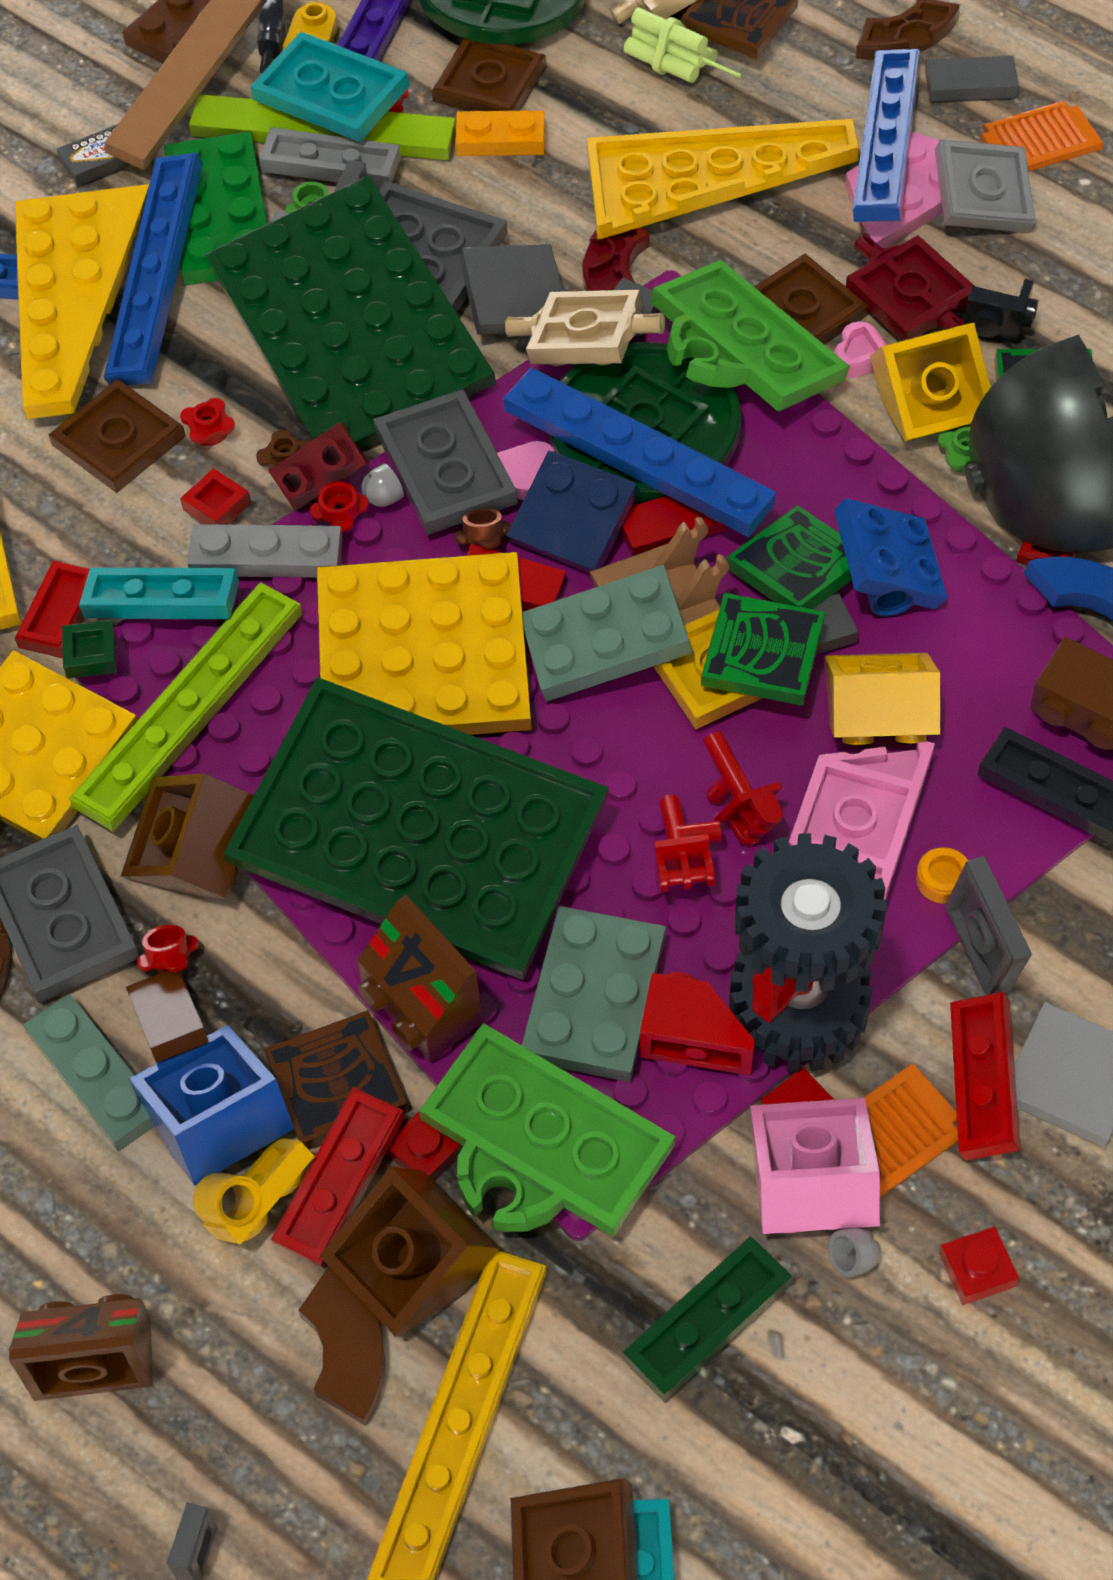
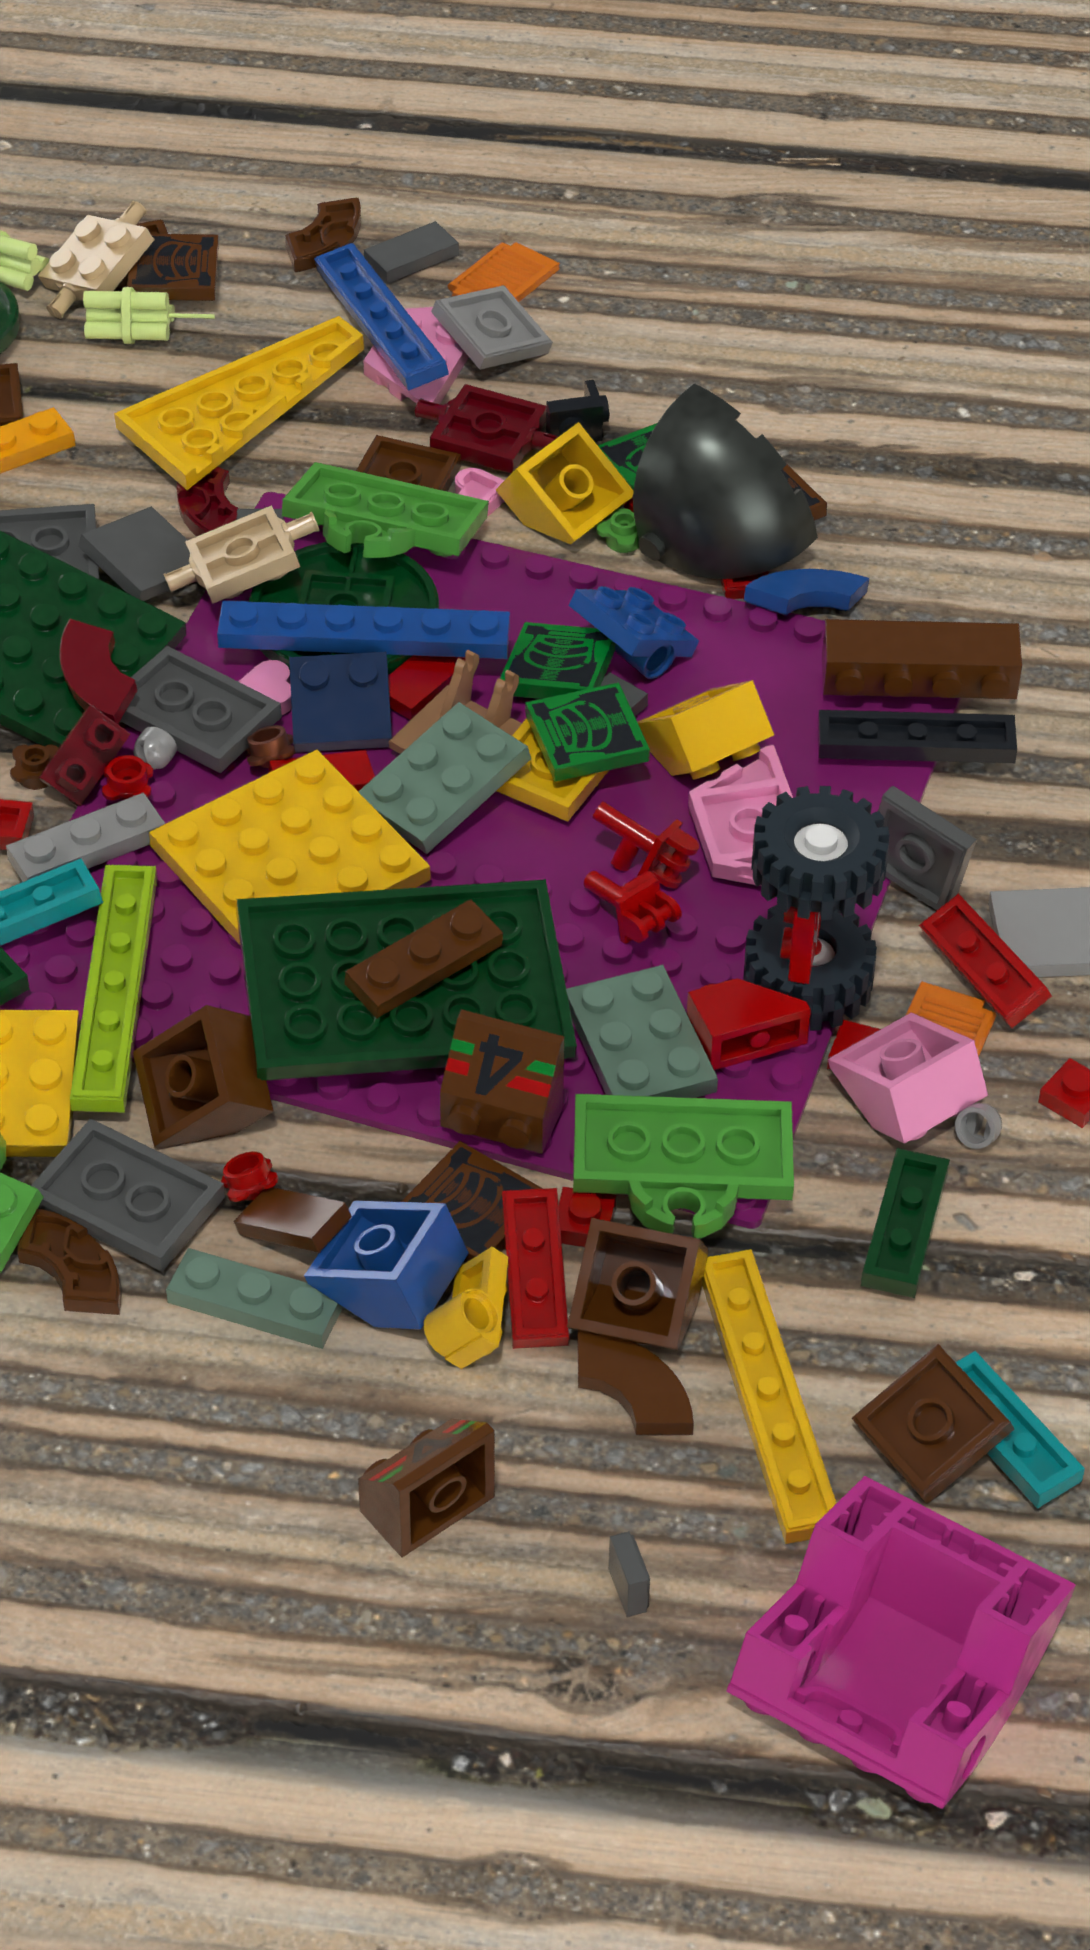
camera: 35 degrees left, 10 degrees down
(373, 388) = (91, 673): none -> dark red tile
(437, 816) = (423, 958): none -> reddish brown plate

